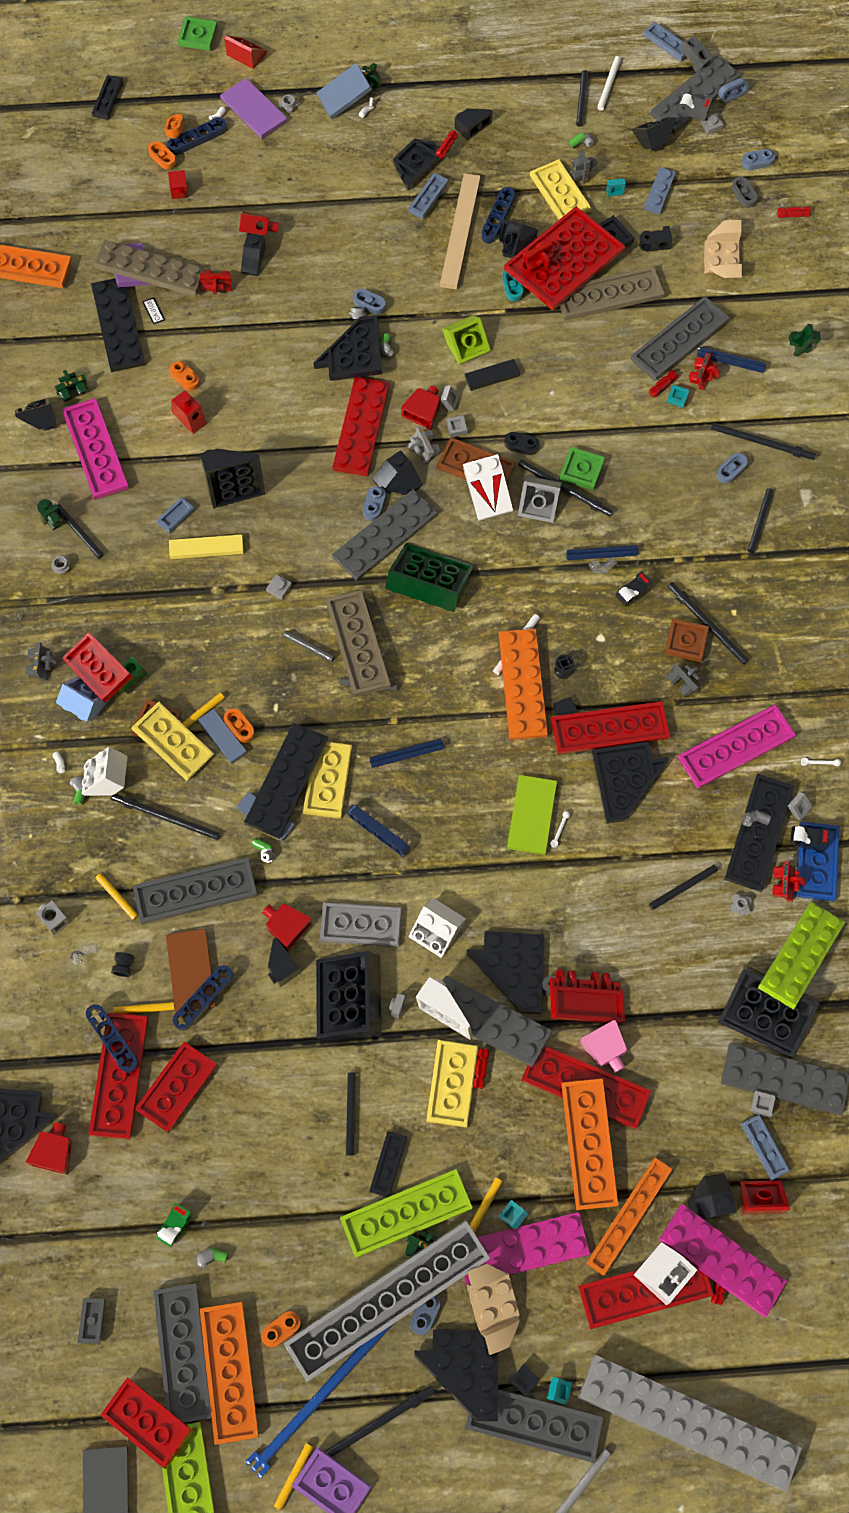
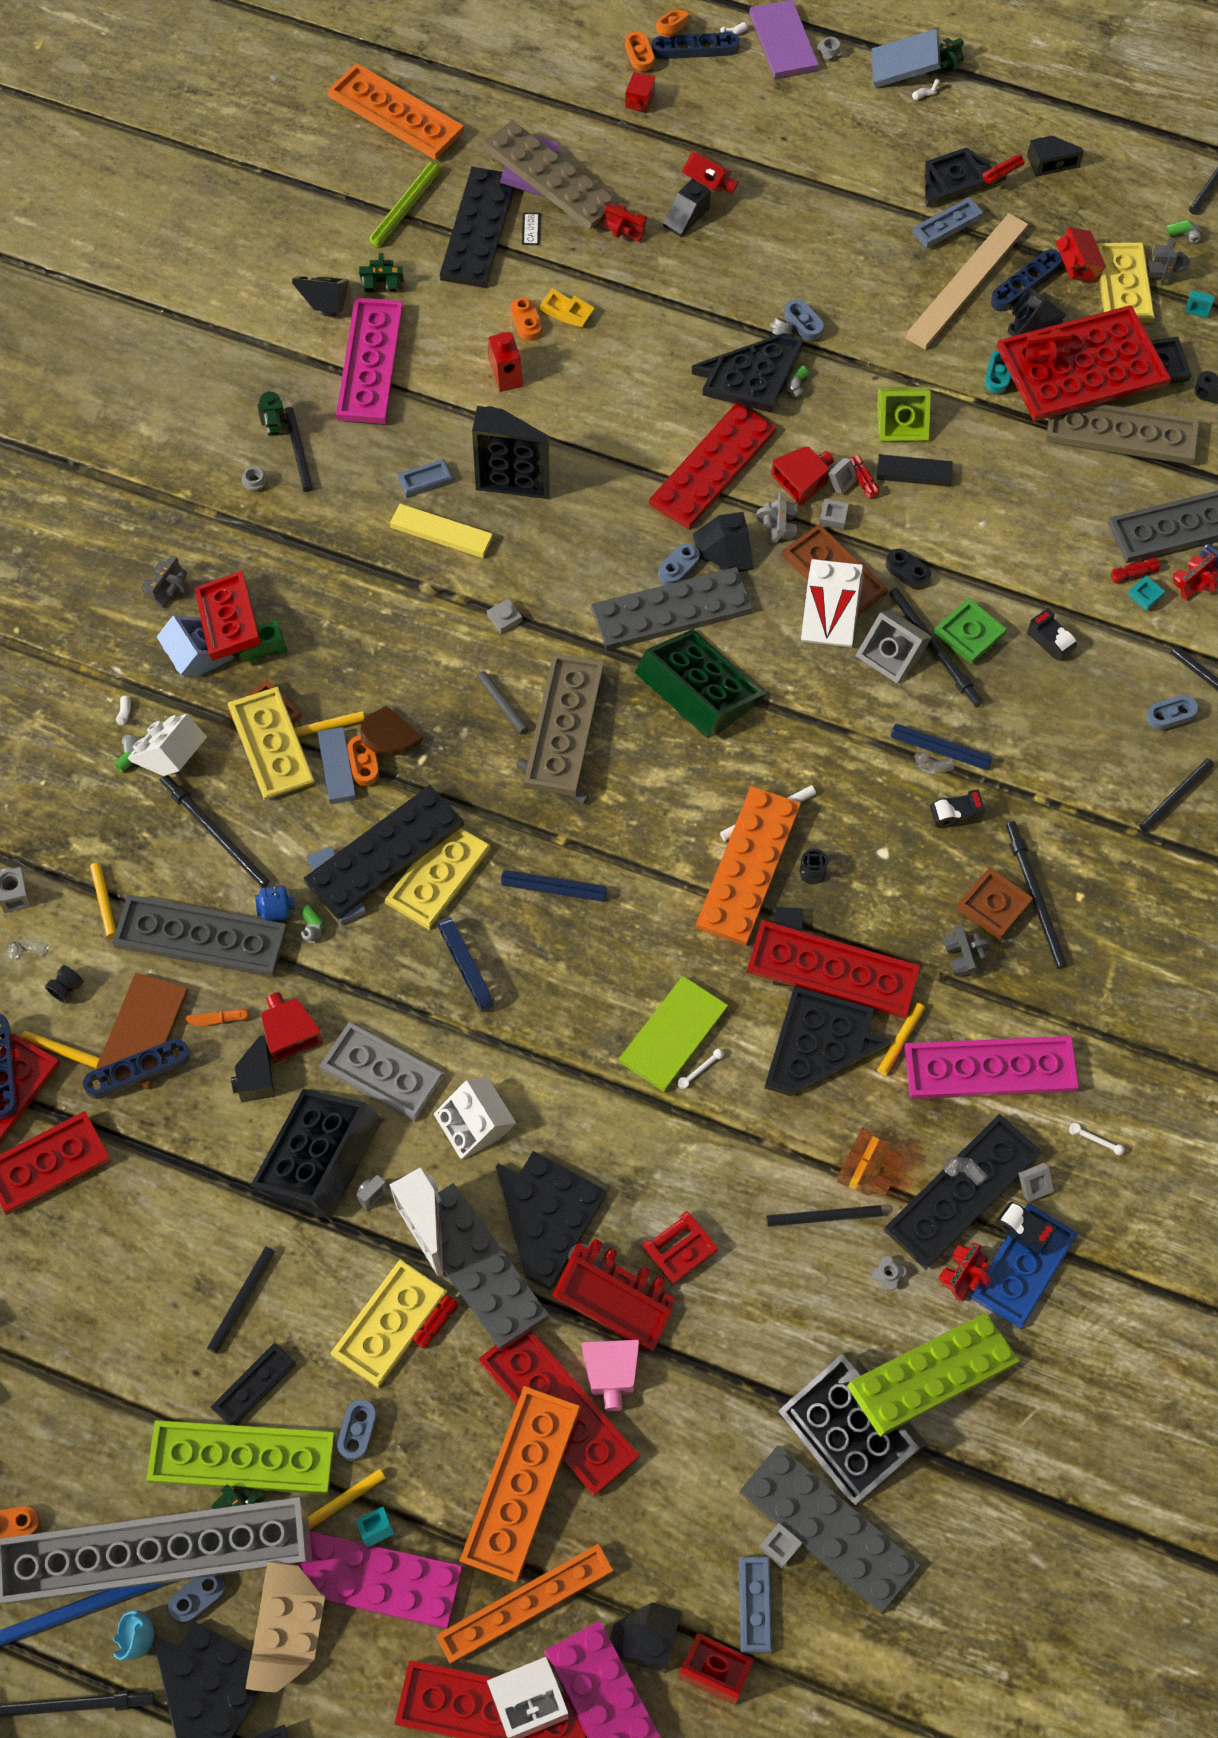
camera: 25 degrees right, 5 degrees down
(59, 328) = (404, 204): none -> lime axle
(208, 358) = (567, 310): none -> yellow slope
(229, 943) = (215, 1017): none -> orange piece
(233, 847) = (274, 903): none -> blue head
(246, 700) = (388, 733): none -> reddish brown tile
(400, 1358) = (134, 1636): none -> medium azure hair
(463, 393) = (865, 478): none -> red axle
(469, 1161) = (356, 1431): none -> sand blue plate
(525, 184) = (1080, 255): none -> red brick
(613, 951) = (686, 1254): none -> red plate
(634, 449) = (1051, 635): none -> black leg
(673, 753) = (901, 1039): none -> yellow bar
(692, 842) = (865, 1162): none -> clear orange hips

